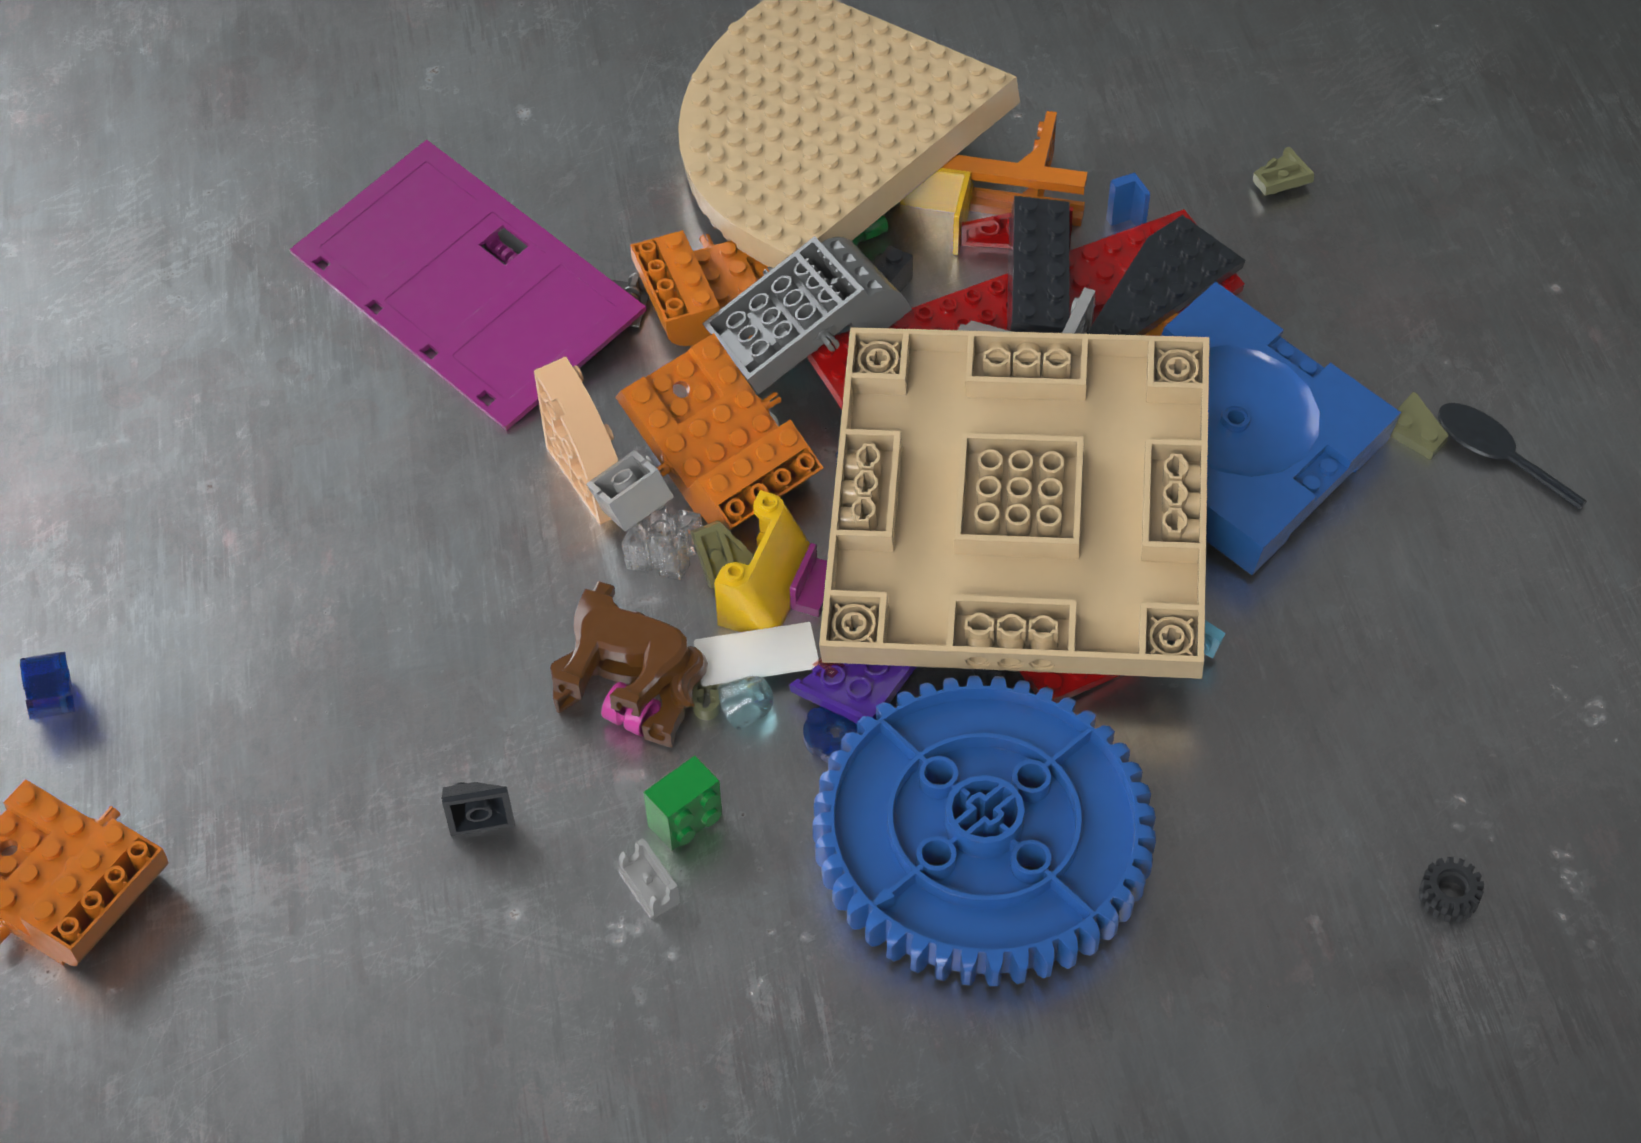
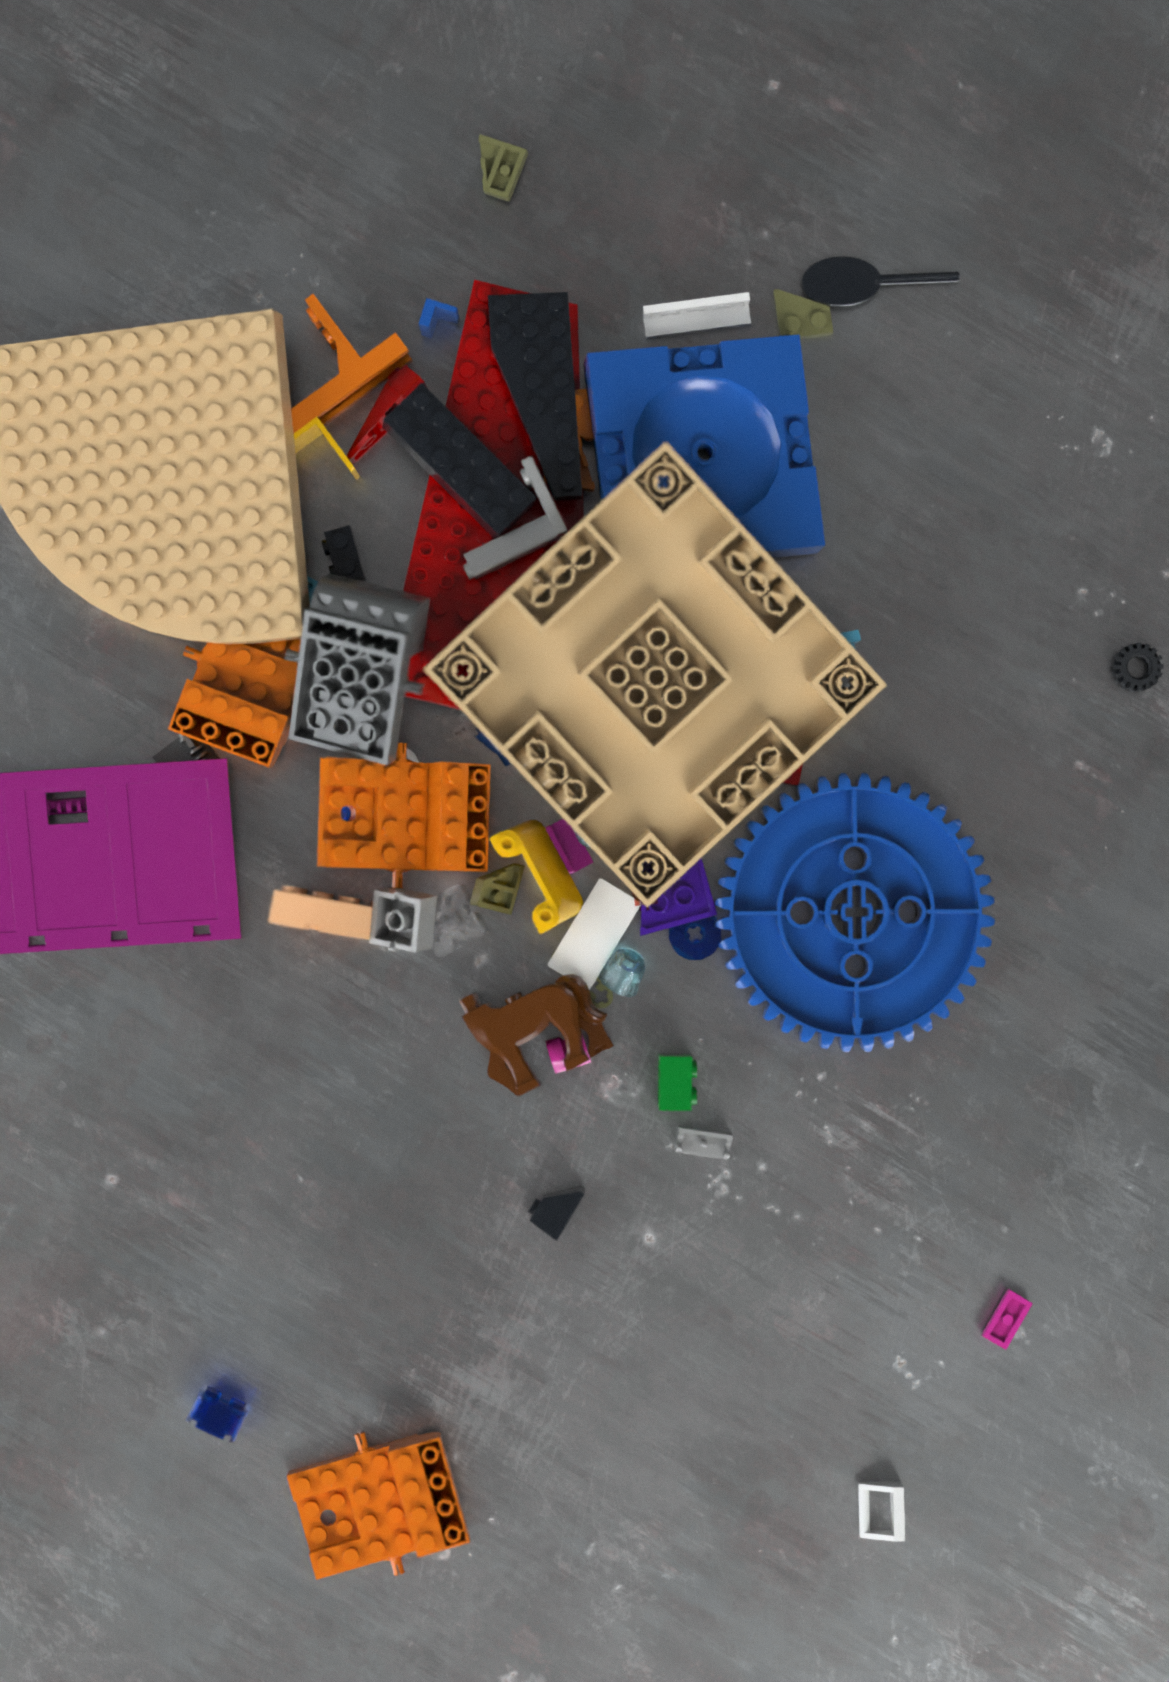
camera: 50 degrees left, 35 degrees up
(1312, 346) = (696, 315): none -> white fence

